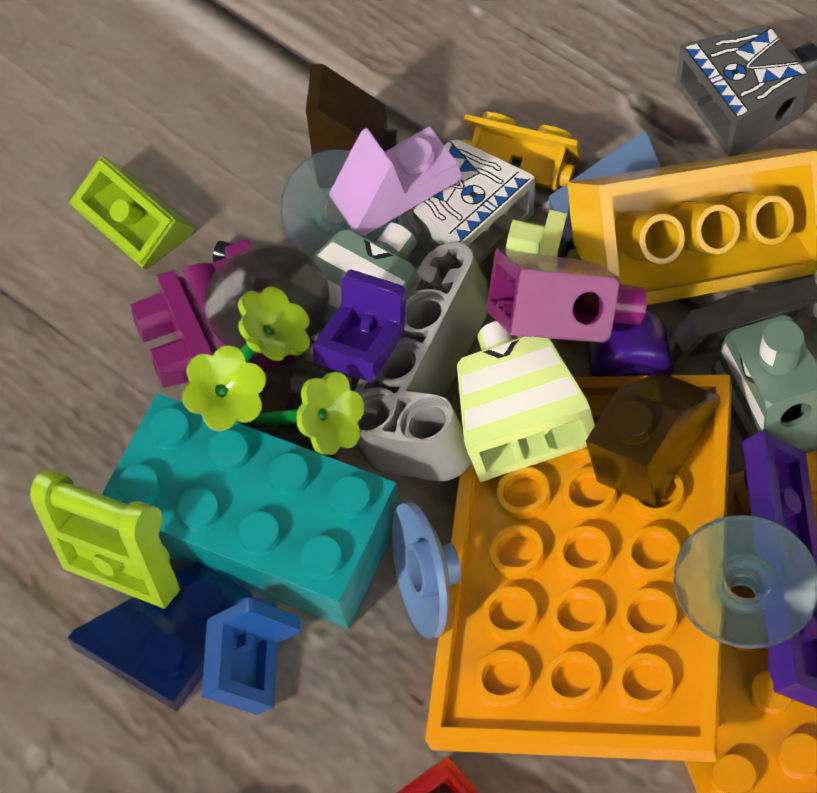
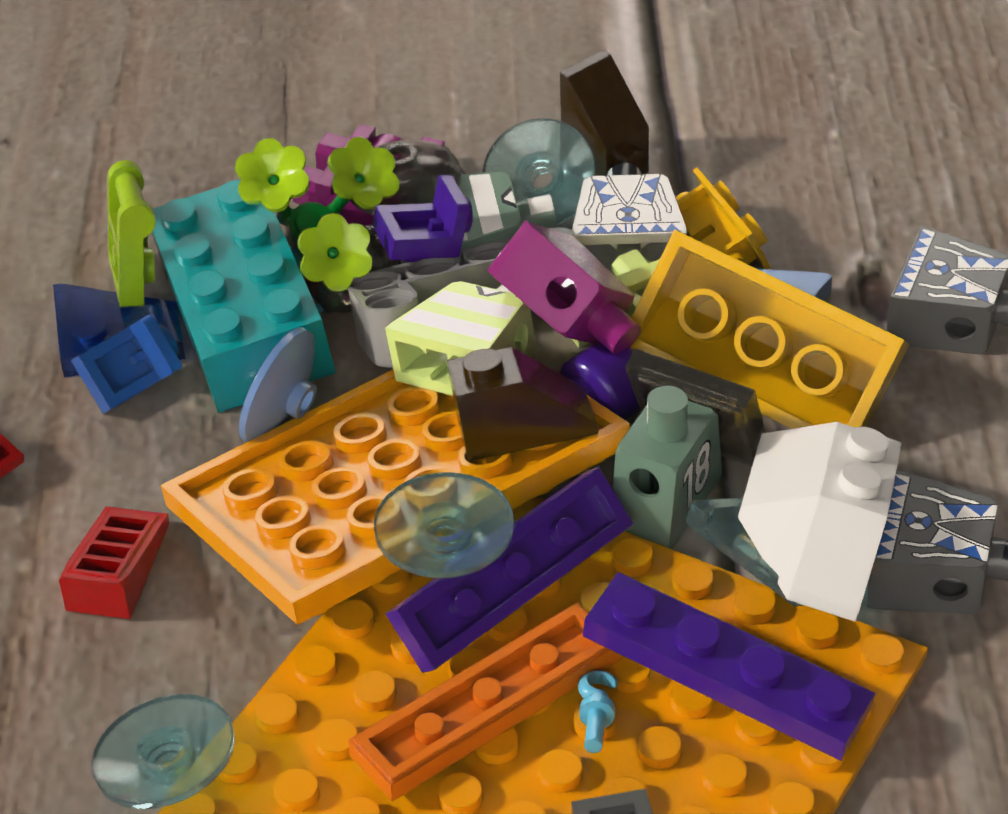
camera: 45 degrees right, 15 degrees down
(130, 213) = (419, 97): lime slope -> none
(383, 185) = (573, 166): lavender slope -> none

